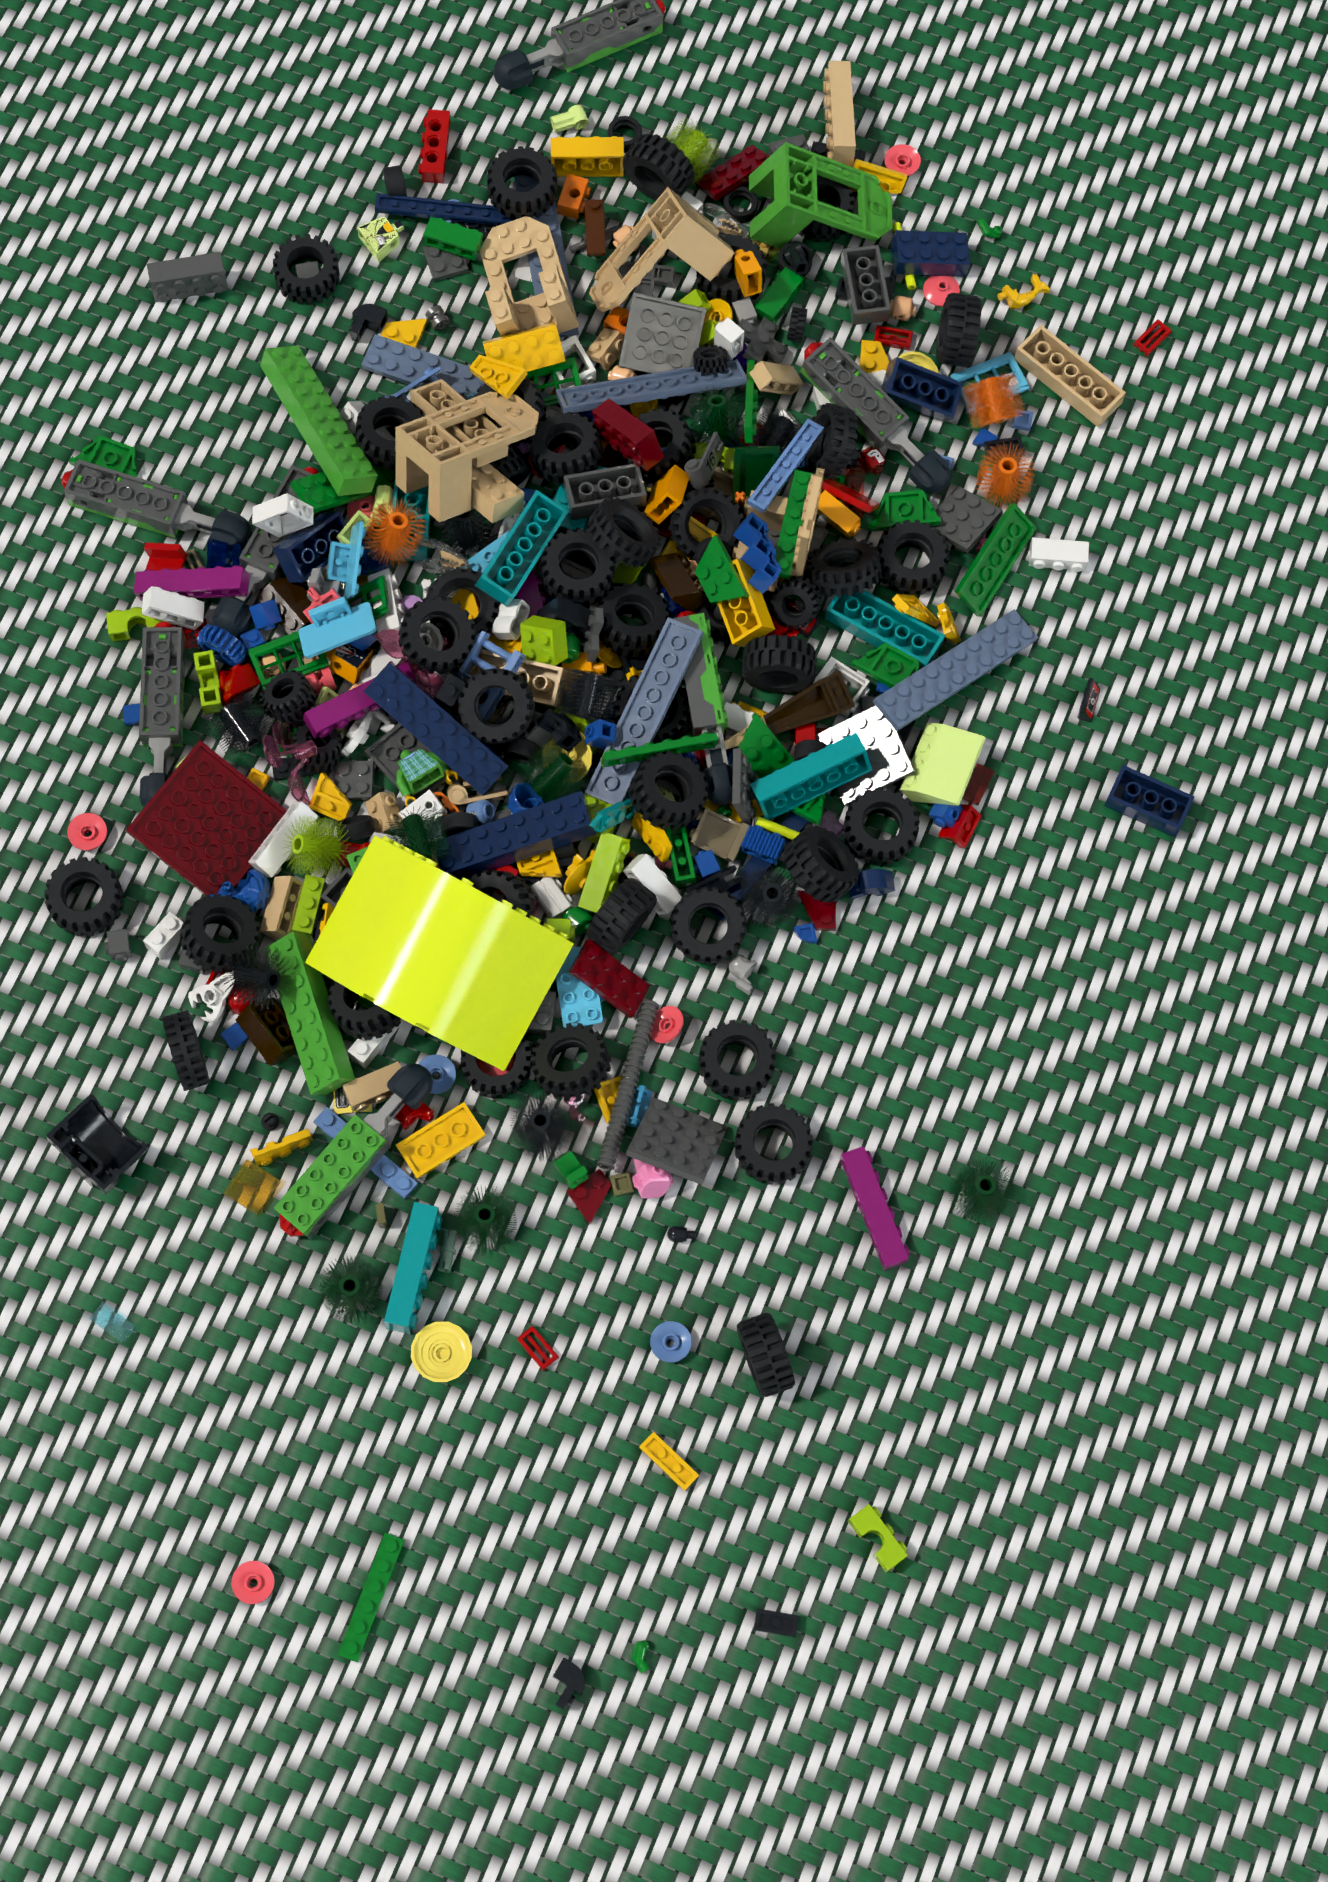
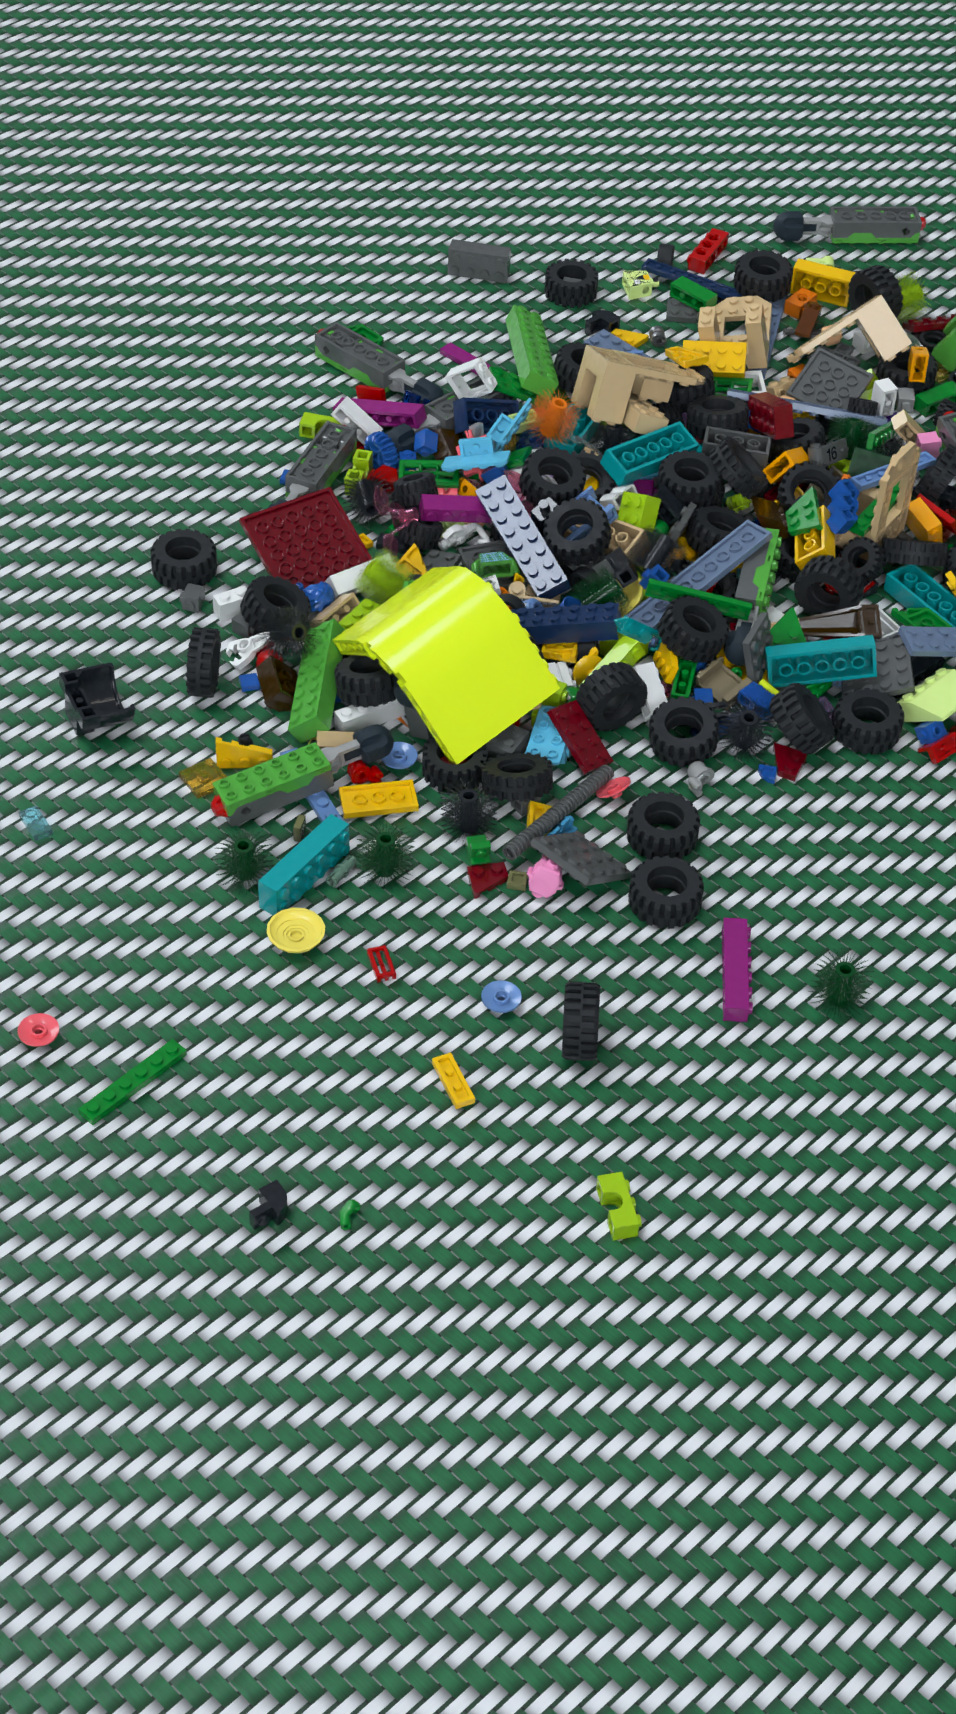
camera: 25 degrees right, 25 degrees down
(87, 823) = (212, 526): coral dish -> none
(243, 443) = (458, 355): none -> magenta tile
(573, 1103) = (505, 815): clear pink plate -> none
(680, 1234) = (551, 929): black cylinder -> none
(761, 341) = (918, 412): dark grey plate -> none
(776, 1623) = (487, 1234): black plate -> none
(799, 393) = (929, 442): none -> bright pink brick
(873, 882) = (843, 752): dark blue brick -> none

